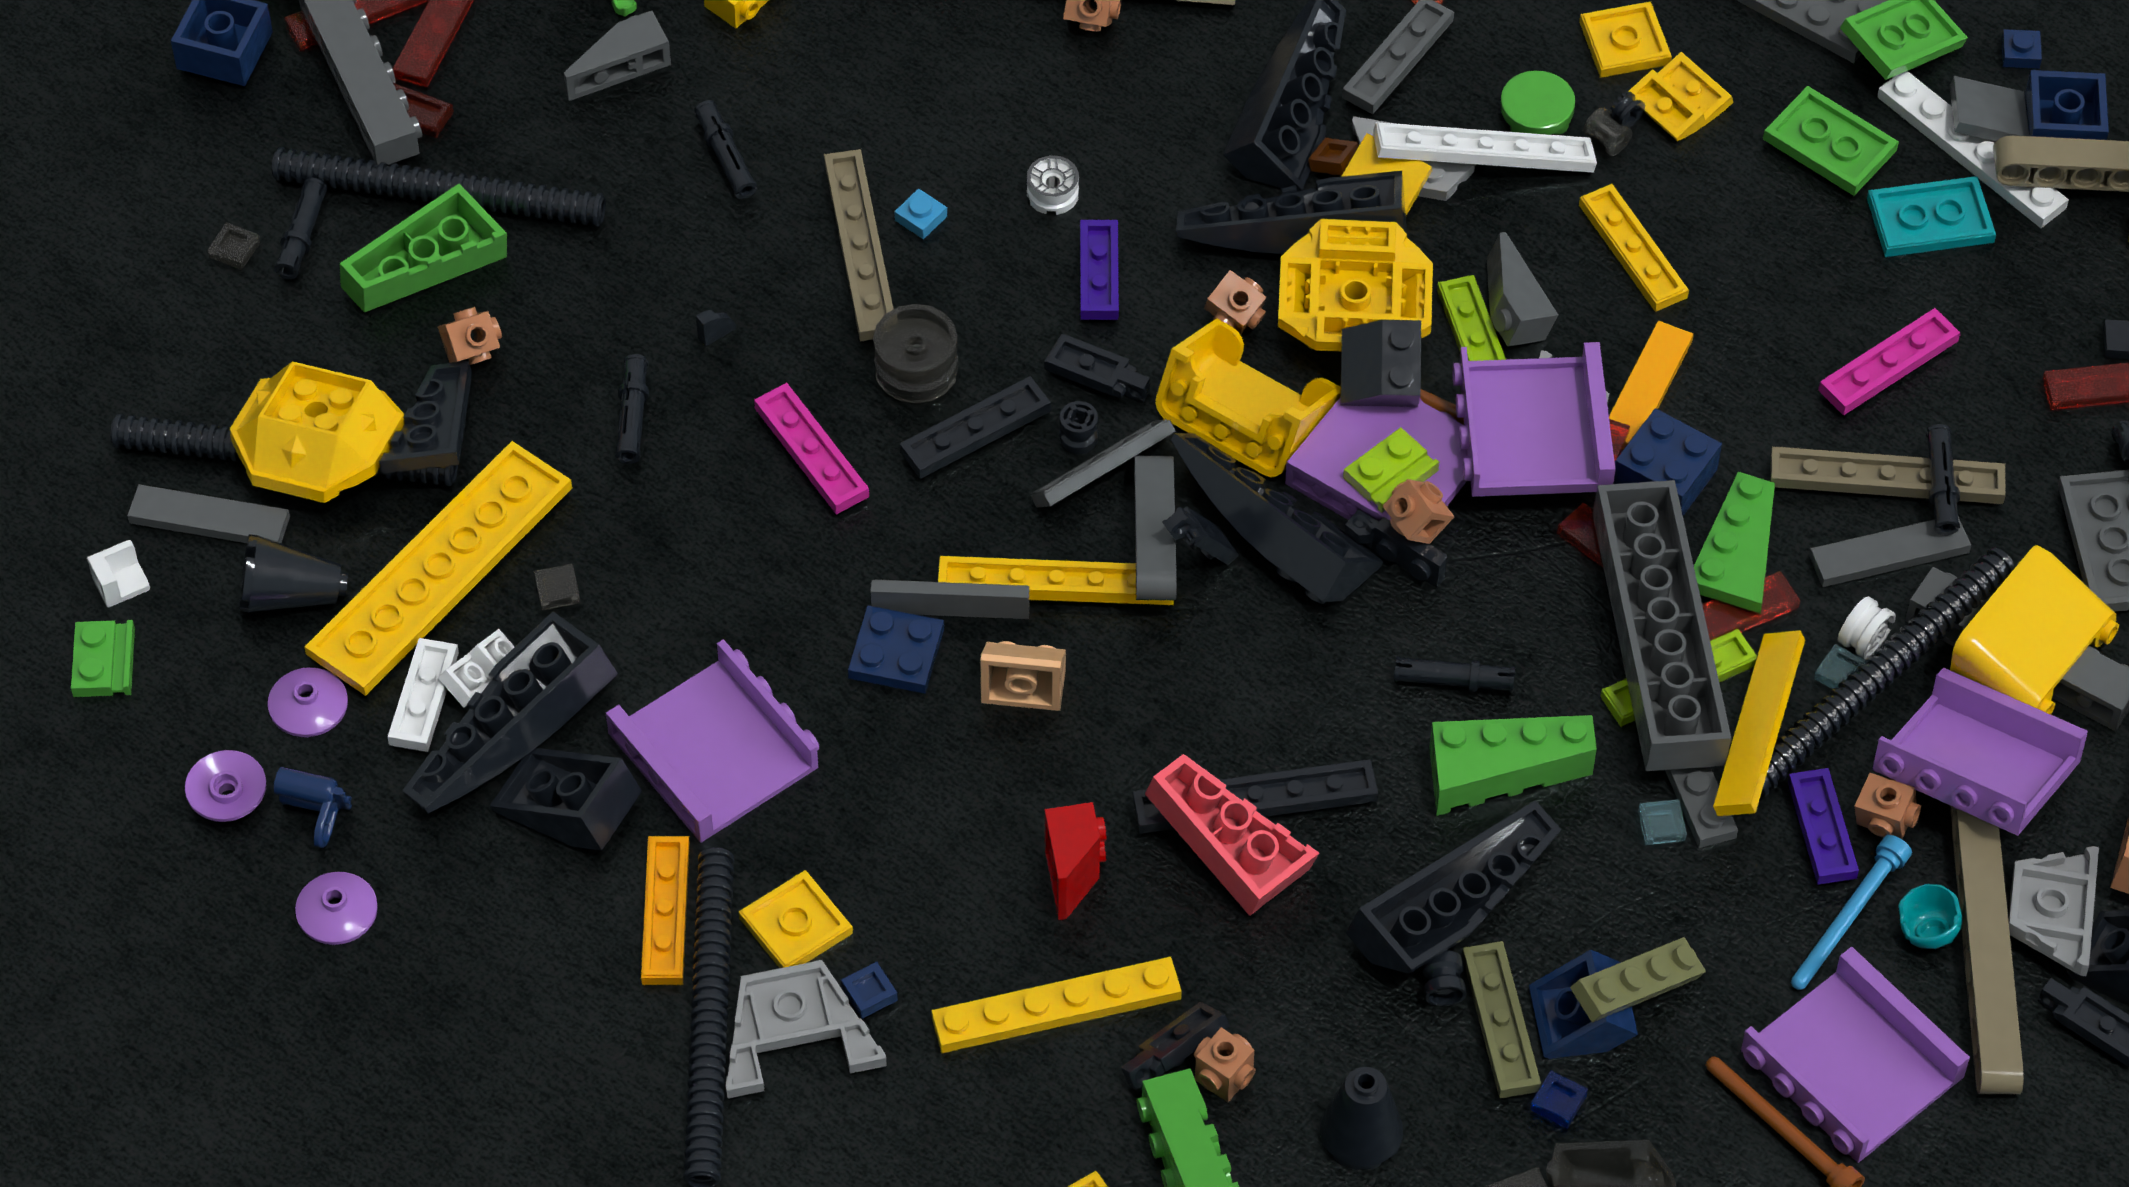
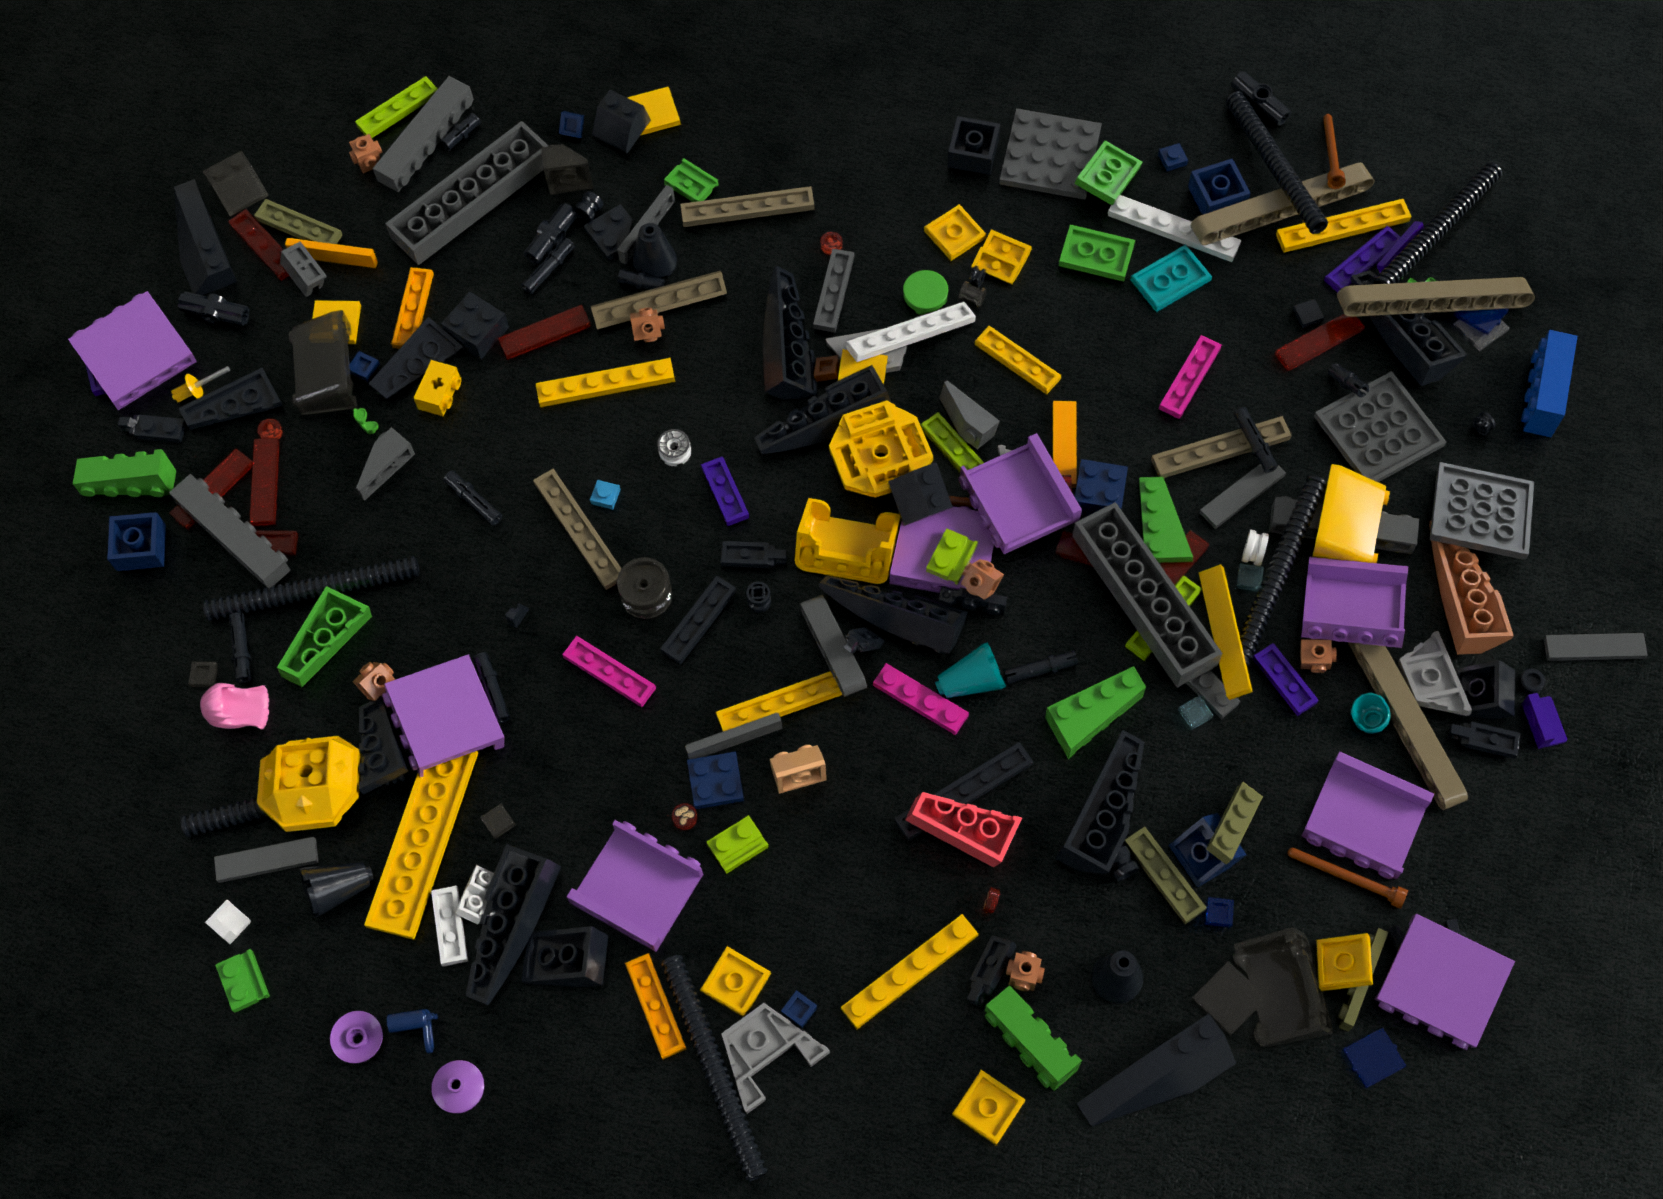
camera: 20 degrees left, 10 degrees up
(256, 300) = (235, 707): none -> bright pink piece
(310, 714) = (388, 965): medium lavender dish -> none
(544, 411) = (442, 713): none -> medium lavender panel
(827, 680) = (684, 816): none -> tile
(886, 745) = (737, 844): none -> lime plate
(995, 63) = (605, 382): none -> yellow plate
(1073, 853) = (879, 875): red slope -> none
(1102, 463) = (782, 614): dark grey tile -> none
(1222, 954) = (991, 900): none -> clear red tile
(1237, 302) = (807, 486): nougat brick -> none
(1253, 653) = (920, 699): none -> dark pink plate
(1344, 642) = (971, 675): none -> teal cone
(1891, 855) = (1329, 682): dark azure piece -> none
(1987, 109) = (1175, 203): dark grey tile -> none

